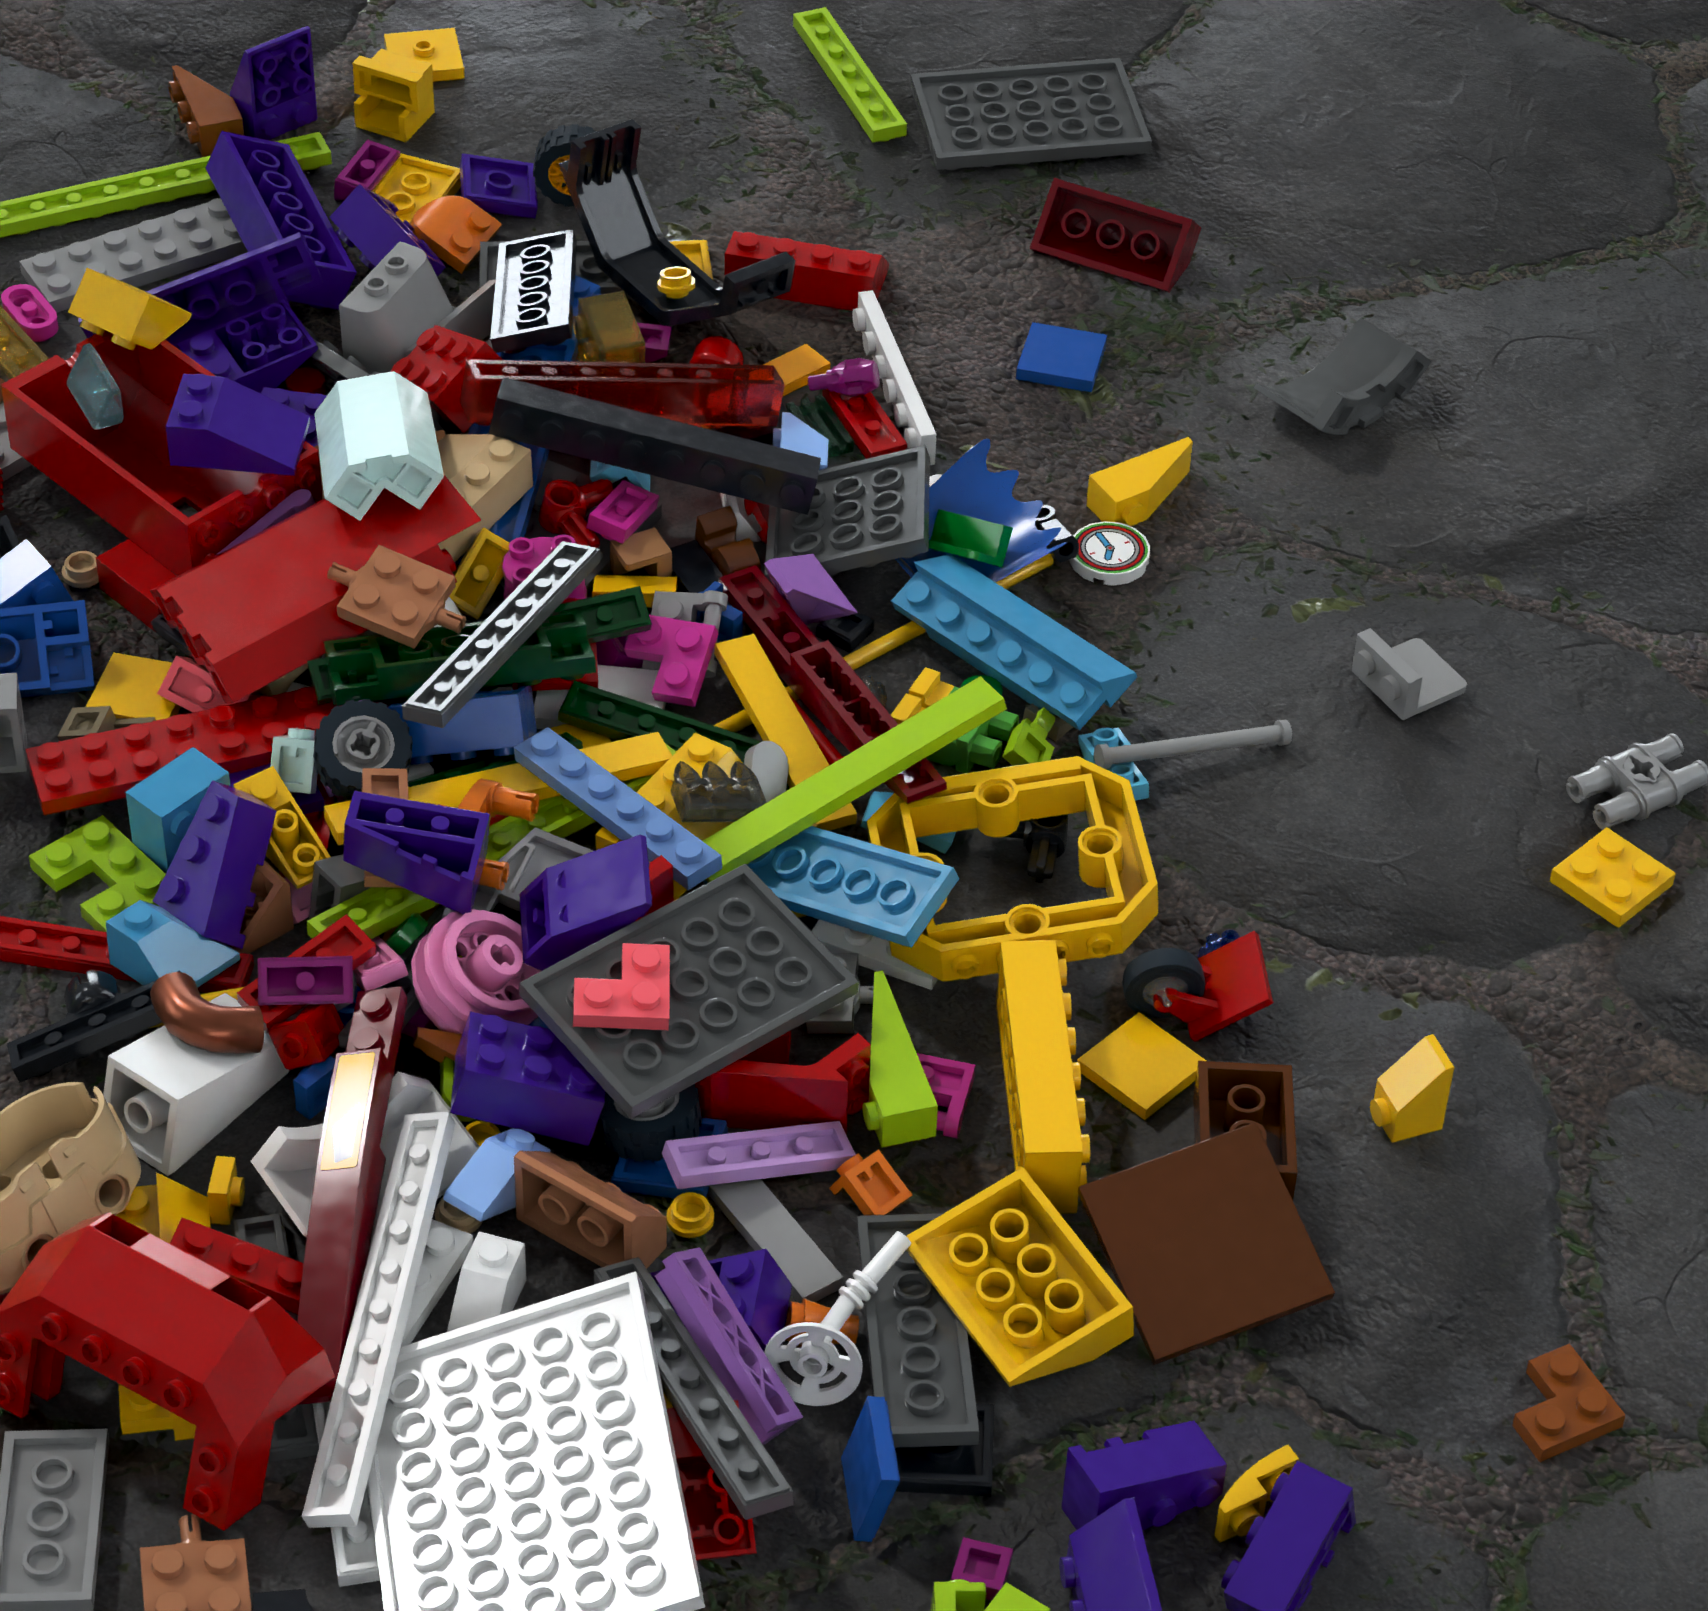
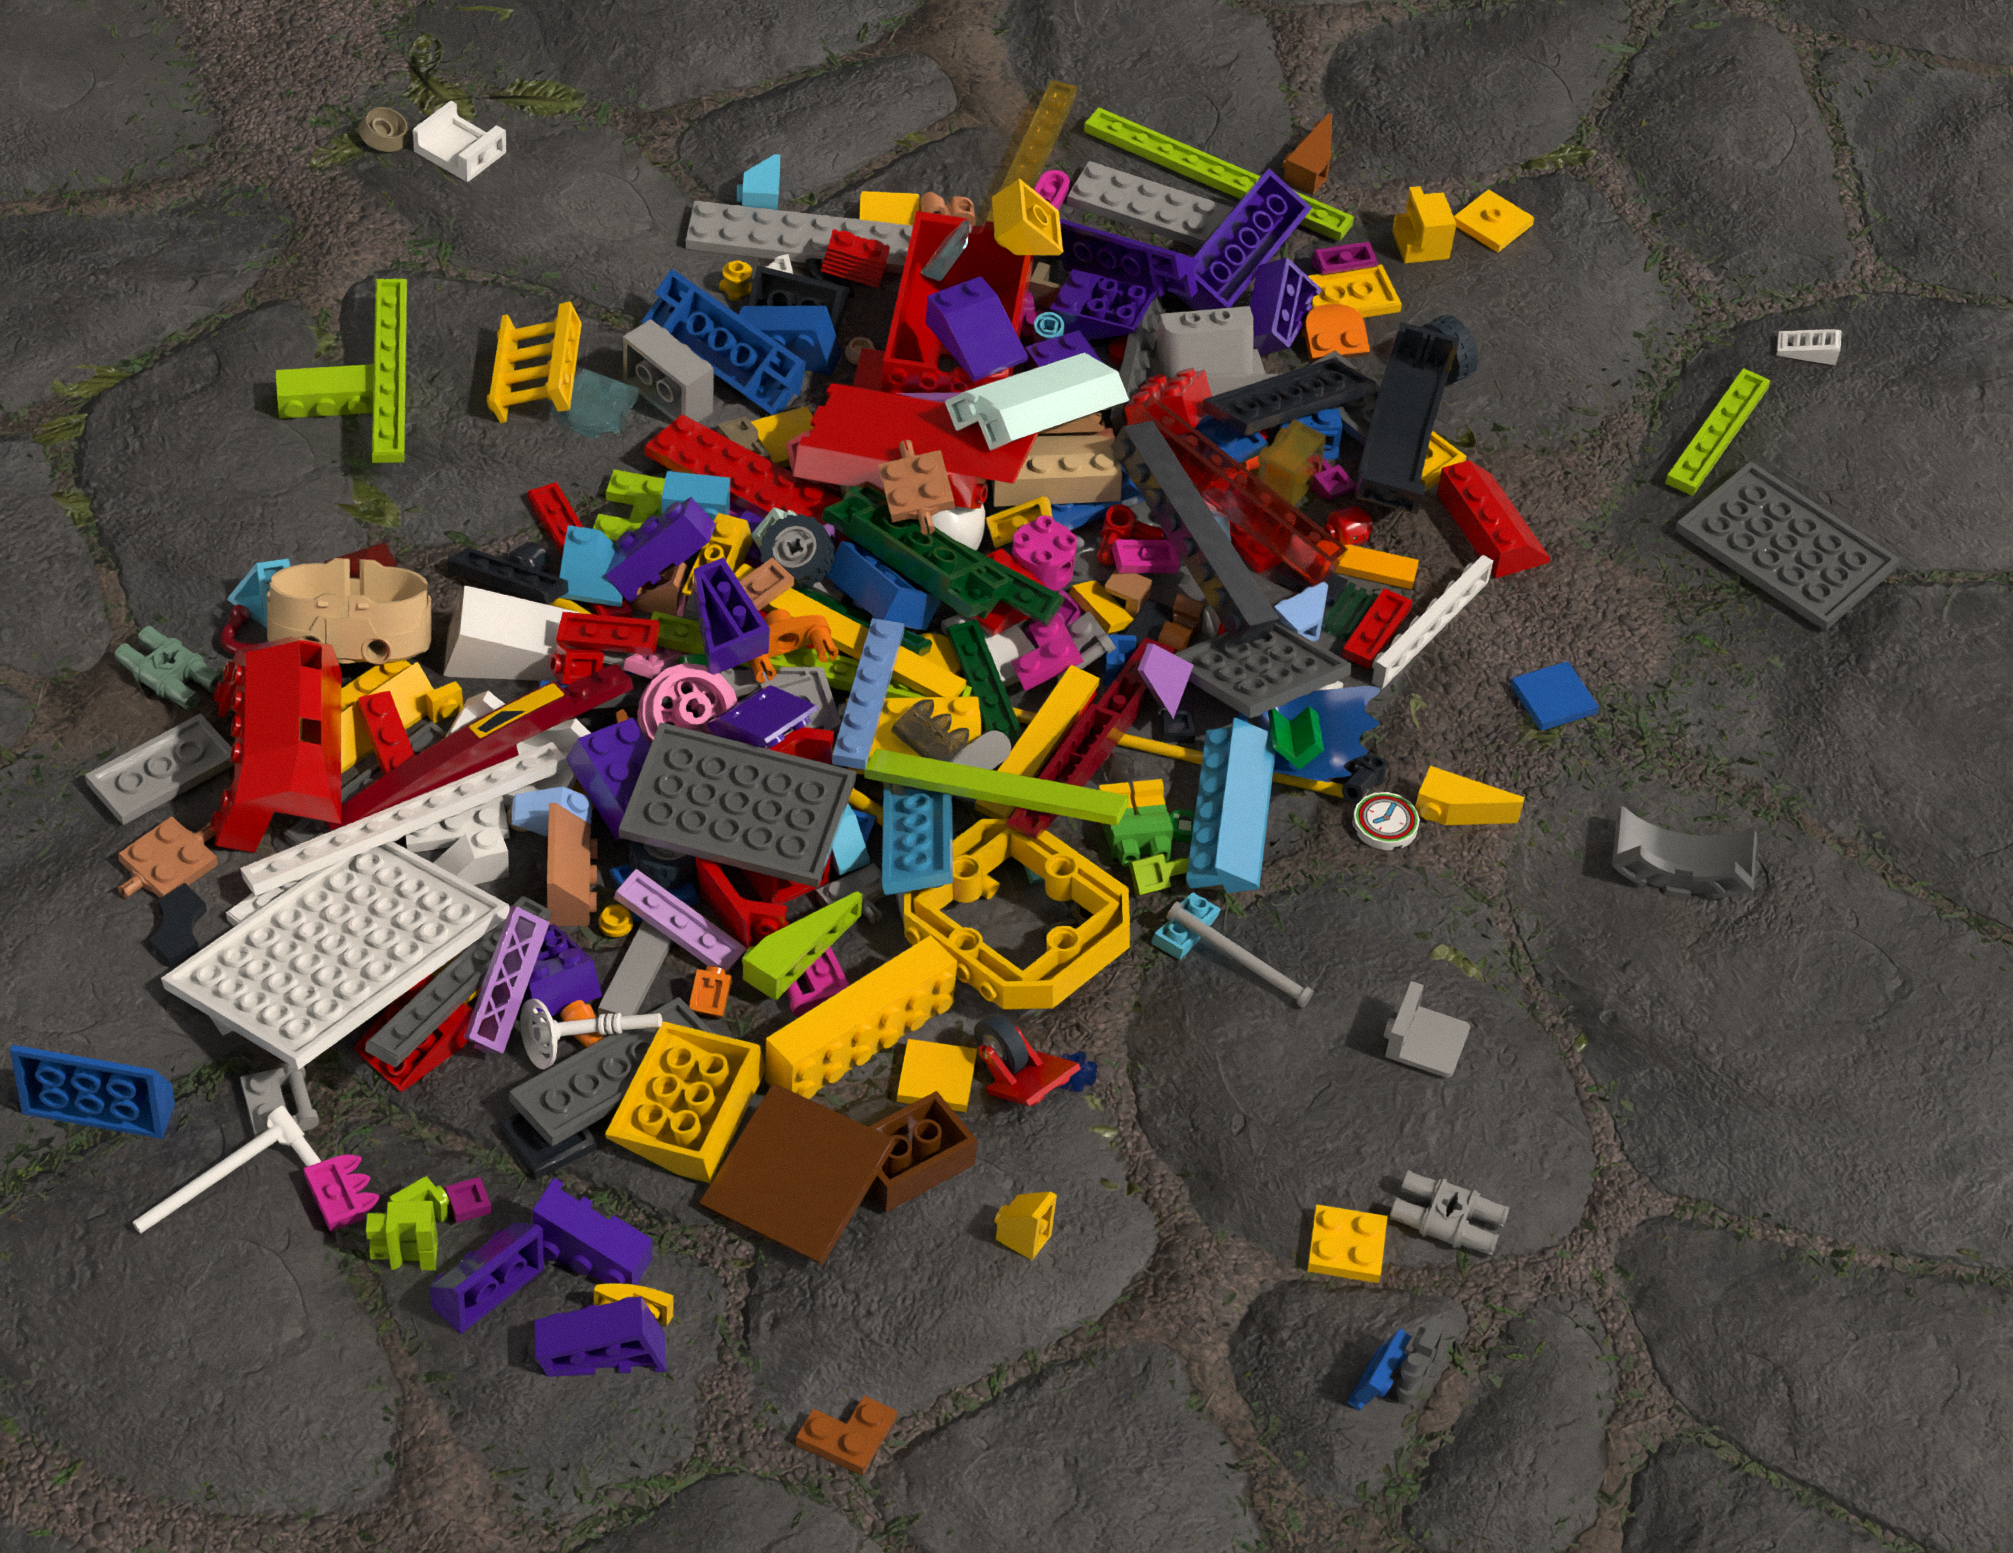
camera: 50 degrees right, 5 degrees up
(205, 1023) = (526, 612): copper cylinder -> none
(276, 86) = (1357, 170): dark purple slope -> none
(305, 980) = (596, 633): magenta slope -> none
(499, 185) = (1386, 320): dark purple tile -> none
(500, 635) = (938, 551): dark grey tile -> none
(633, 1001) = (698, 782): coral plate -> none
(676, 282) = (1387, 460): yellow plate -> none
(848, 378) = (1393, 595): magenta piece -> none
(870, 1468) = (482, 1102): blue tile -> none
(1115, 235) = (1704, 657): dark red slope -> none

